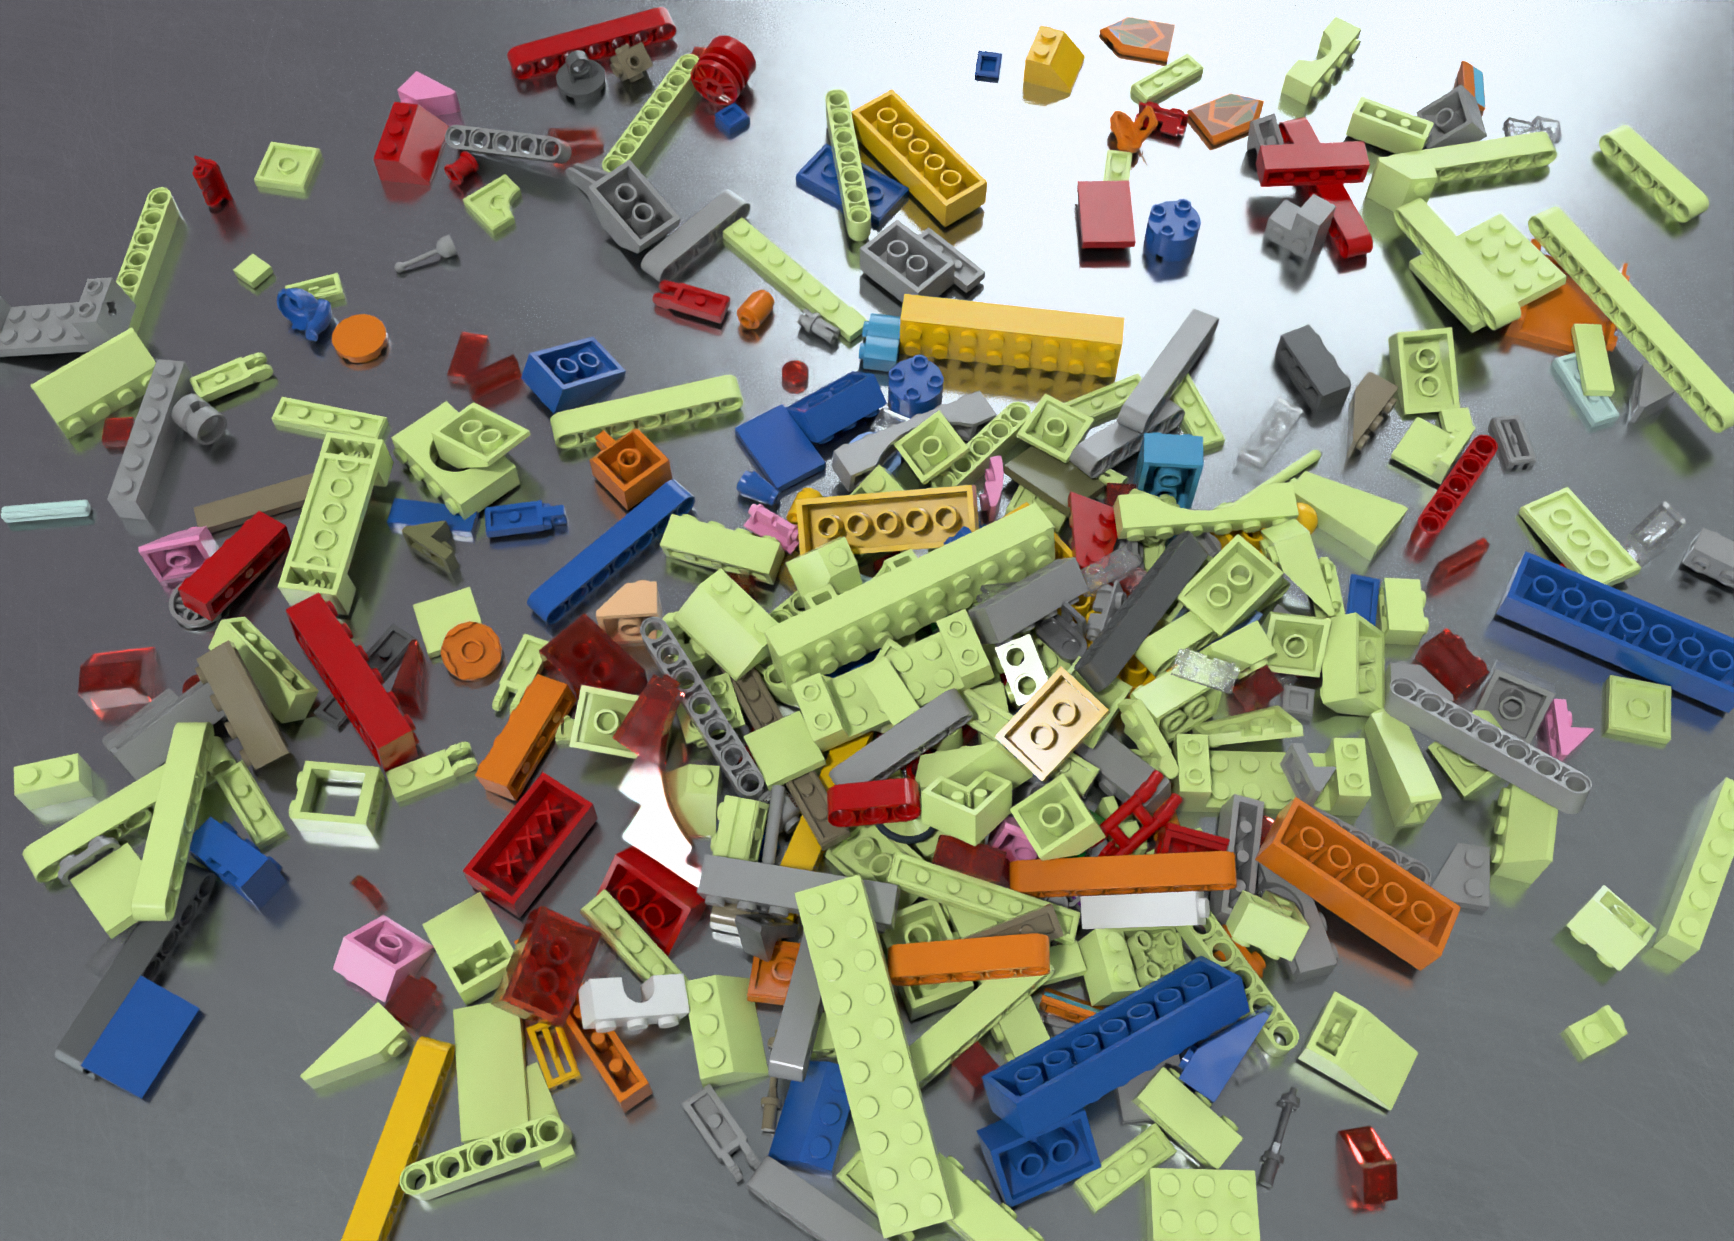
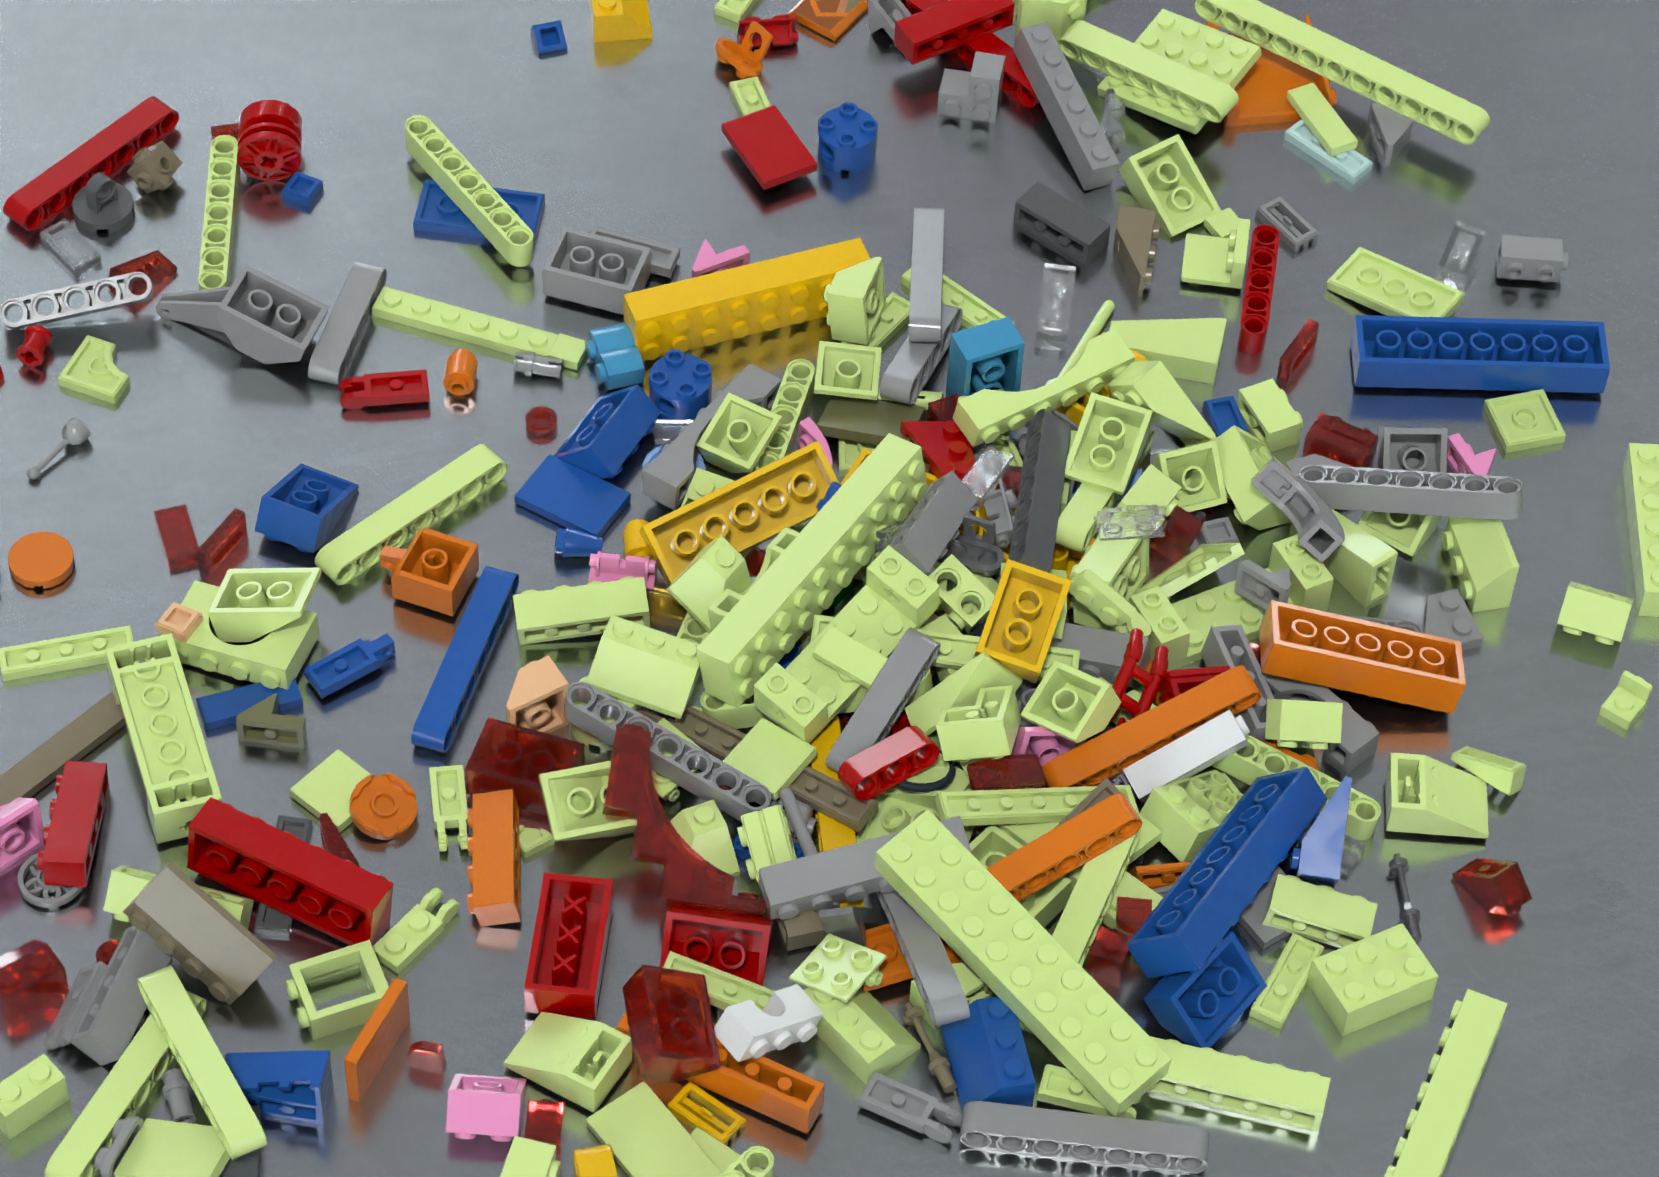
camera: 30 degrees left, 10 degrees down
(250, 805) = (244, 1033): yellowish green tile -> none
(328, 860) = (377, 1039): none -> orange tile
(408, 431) = (179, 621): none -> light nougat tile
(539, 102) = (70, 247): none -> clear tile
(726, 975) = (839, 968): none -> yellowish green hinge
(919, 157) = (542, 157): yellow brick -> none
(1000, 294) = (710, 262): none -> bright pink slope
(1011, 1043) = (1132, 913): none -> clear red tile
(1095, 371) = (856, 301): none -> yellowish green slope
(1369, 268) = (1066, 106): none -> light grey brick
(1380, 721) = (1313, 519): none -> light grey arch
(1408, 288) = (1111, 119): none -> clear slope
(1428, 1042) = (1495, 770): none -> yellowish green slope

